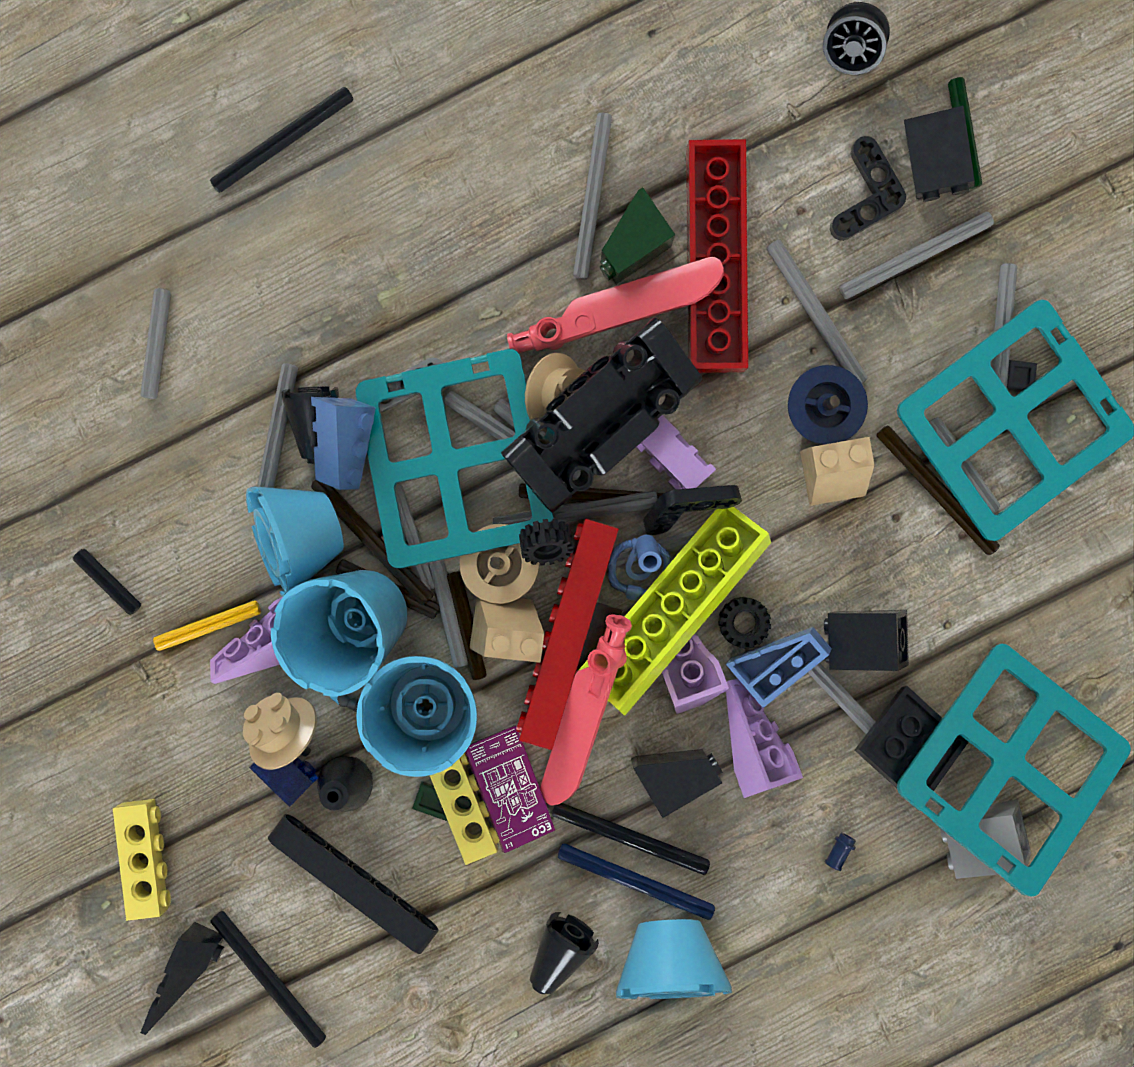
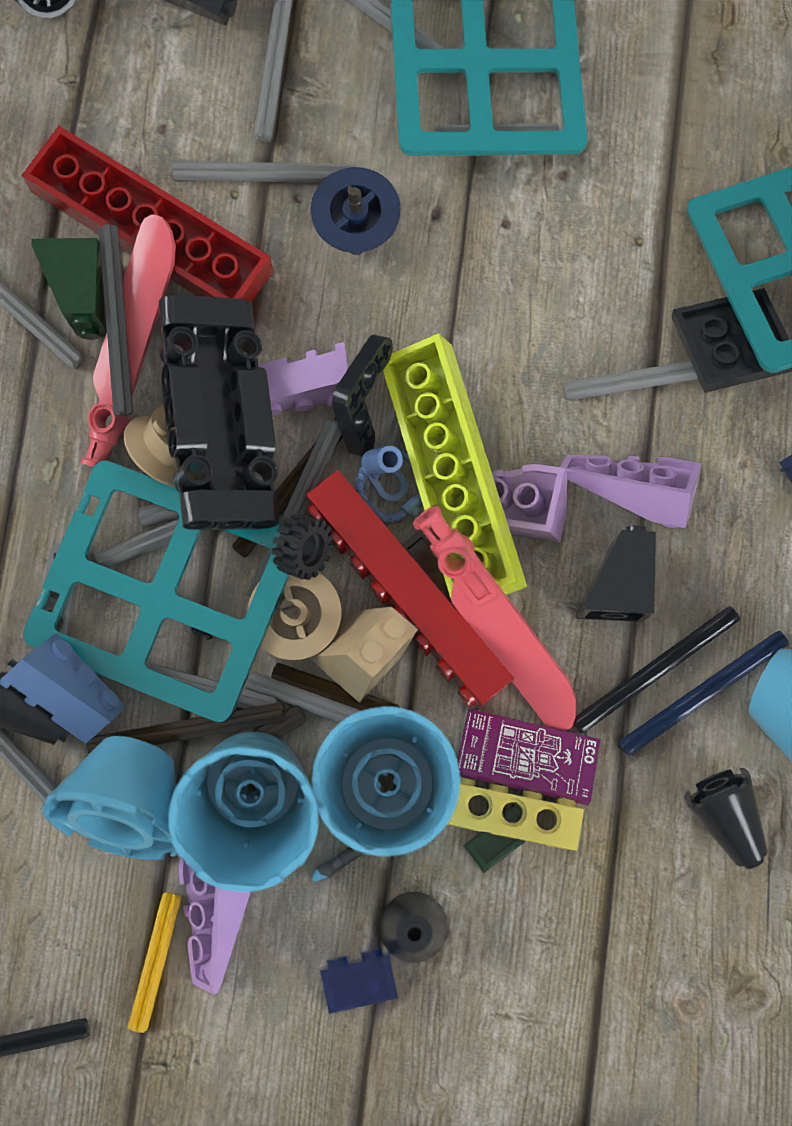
camera: 60 degrees left, 10 degrees down
(279, 730) = (310, 953): tan piece -> none
(353, 883) = (522, 988): black beam -> none
(625, 289) = (115, 320): none -> dark grey axle
(757, 634) = (519, 403): black tyre -> none
(779, 664) = (574, 410): medium blue wedge -> none
(837, 470) = (422, 239): tan slope -> none
(867, 640) = (603, 318): black slope -> none
(877, 199) = (199, 55): black beam -> none
(934, 487) = (502, 170): dark brown axle -> none
(1021, 375) = (448, 32): black tile -> none

